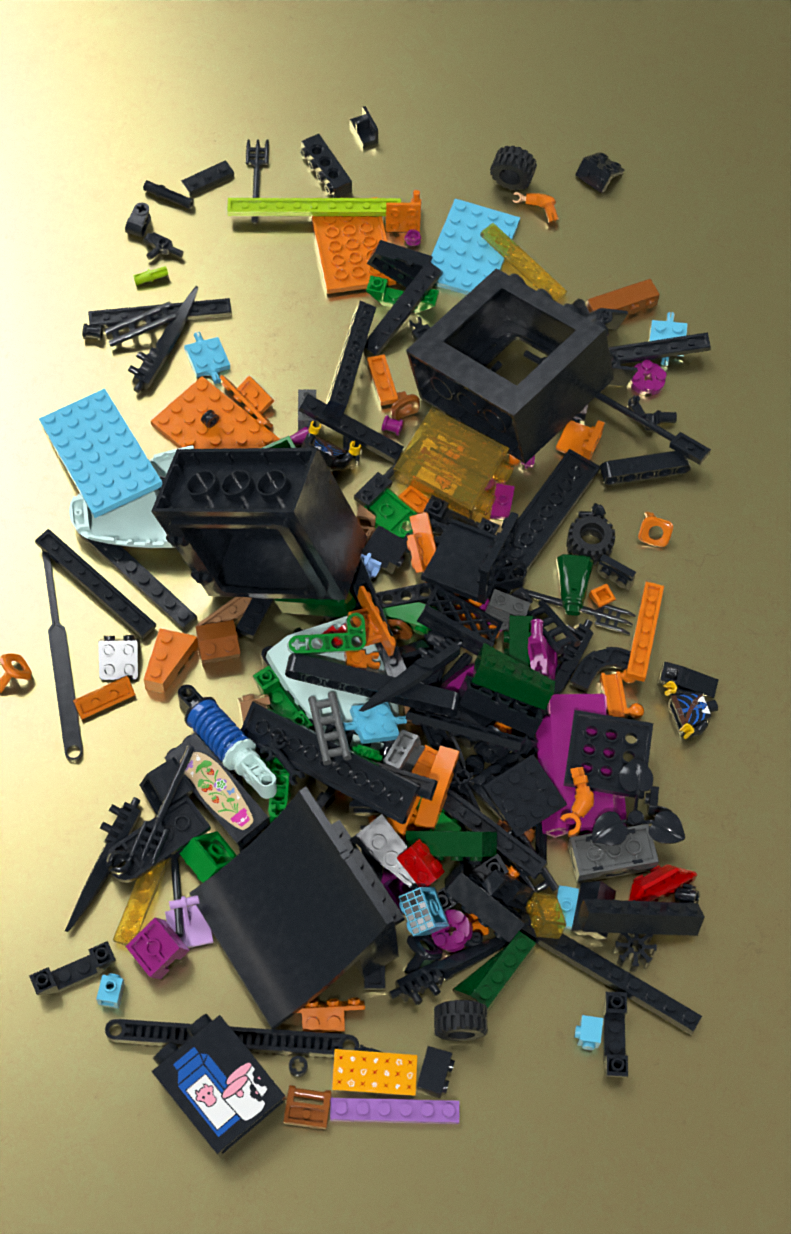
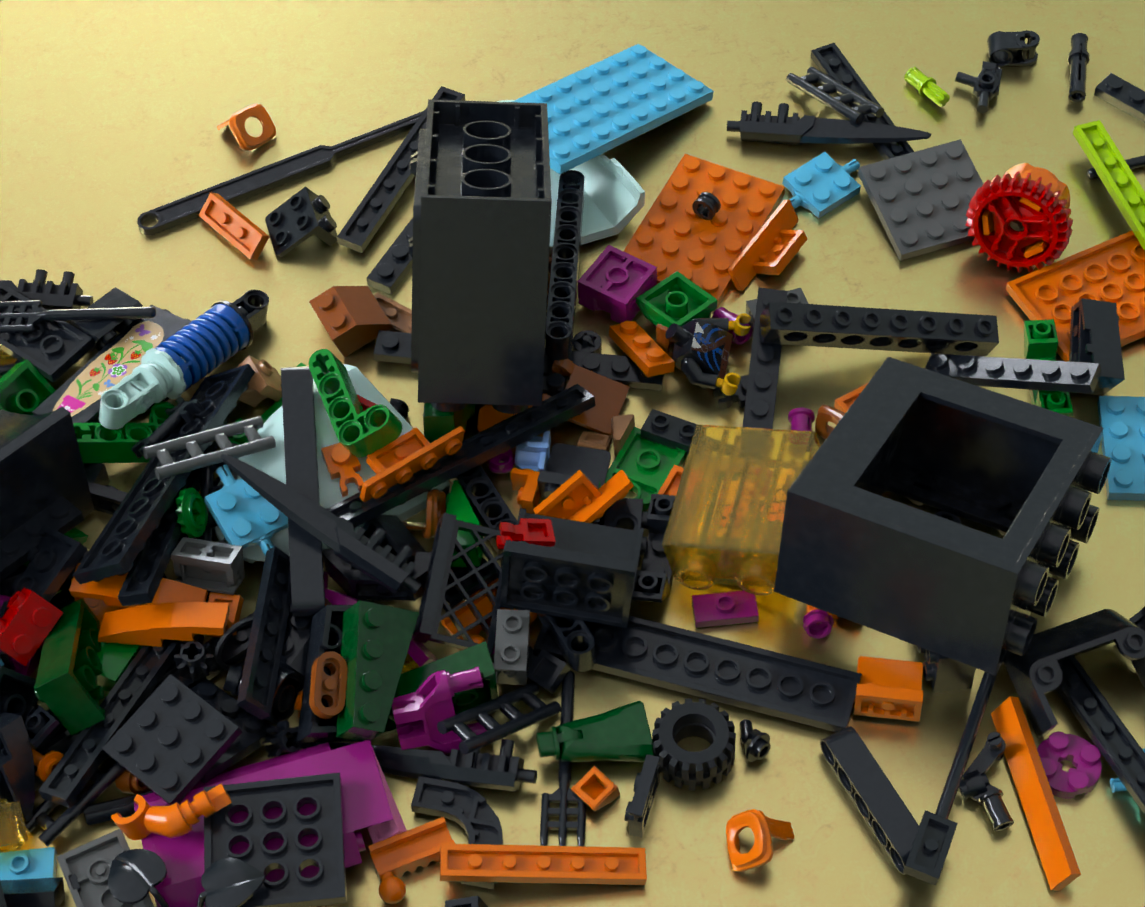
camera: 80 degrees right, 10 degrees down
(92, 331) = (801, 55): black bush -> none
(167, 658) = (304, 269): orange wedge -> none
(245, 305) = (923, 197): none -> dark grey plate
(293, 260) = (1021, 218): none -> red piece
(391, 575) = (527, 486): none -> orange bracket
(445, 571) = (529, 530): none -> red plate
(519, 700) = (328, 687): none -> dark orange plate
(663, 396) = (1035, 795): none -> orange tile

